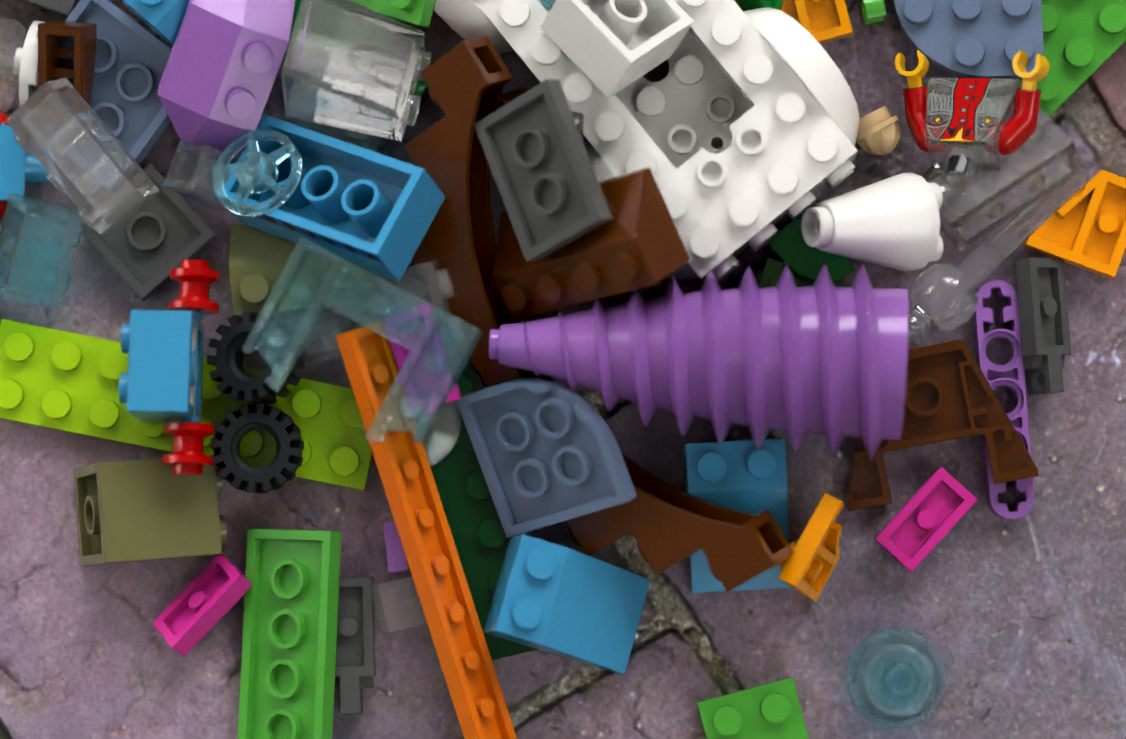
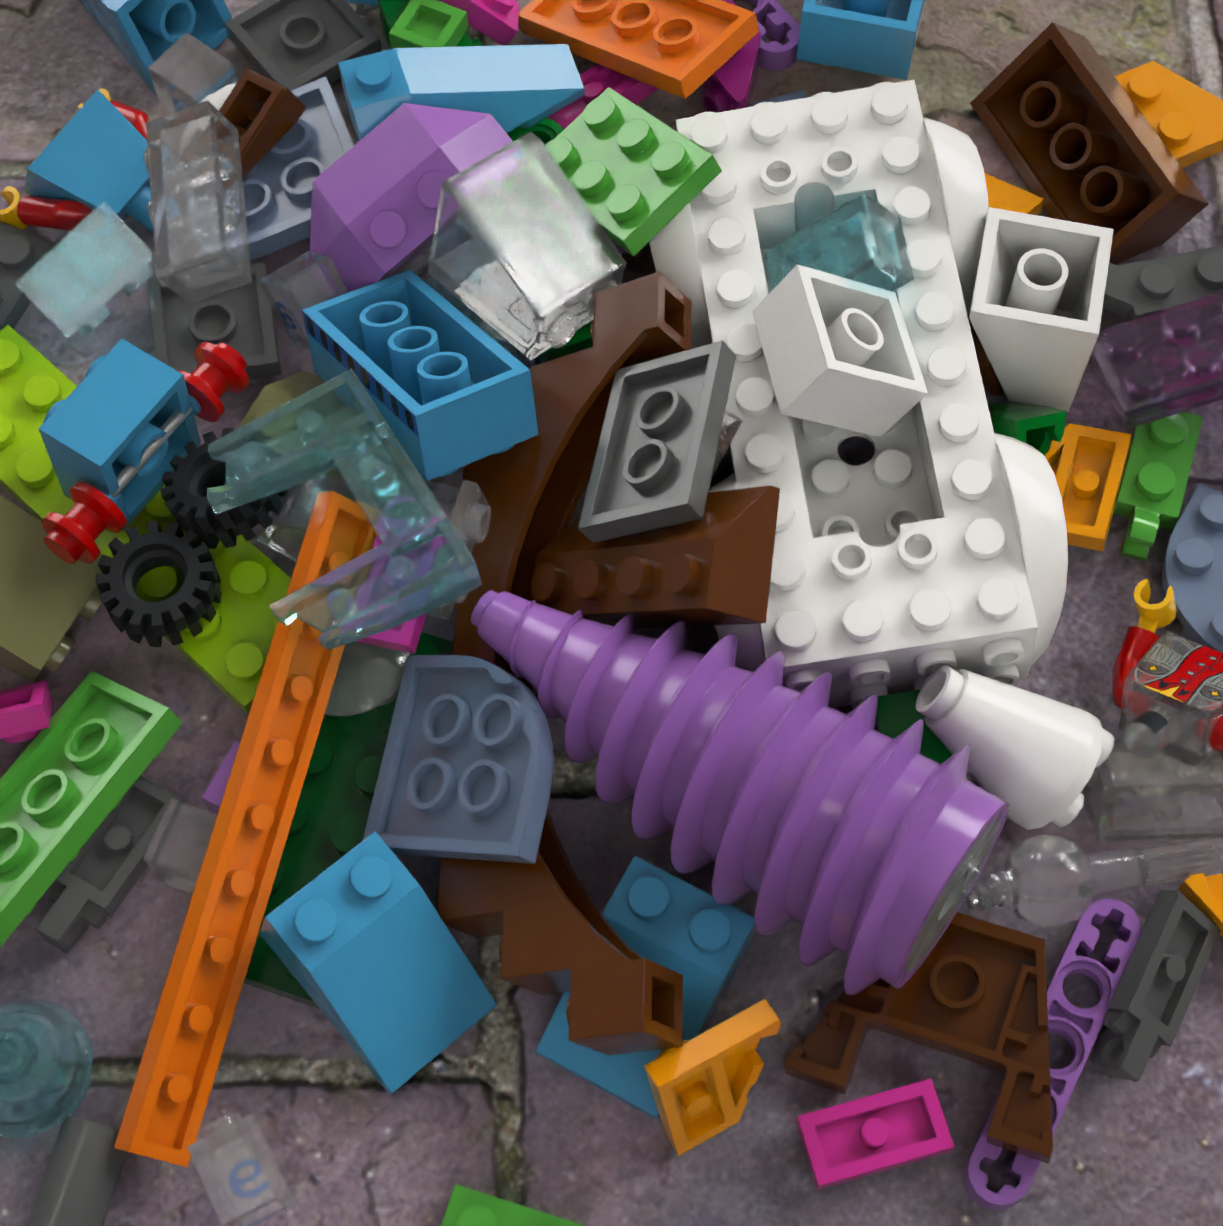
camera: 30 degrees right, 20 degrees down
(257, 172) = (357, 303): clear light blue wheel -> none
(878, 132) = (1072, 660): tan plate -> none

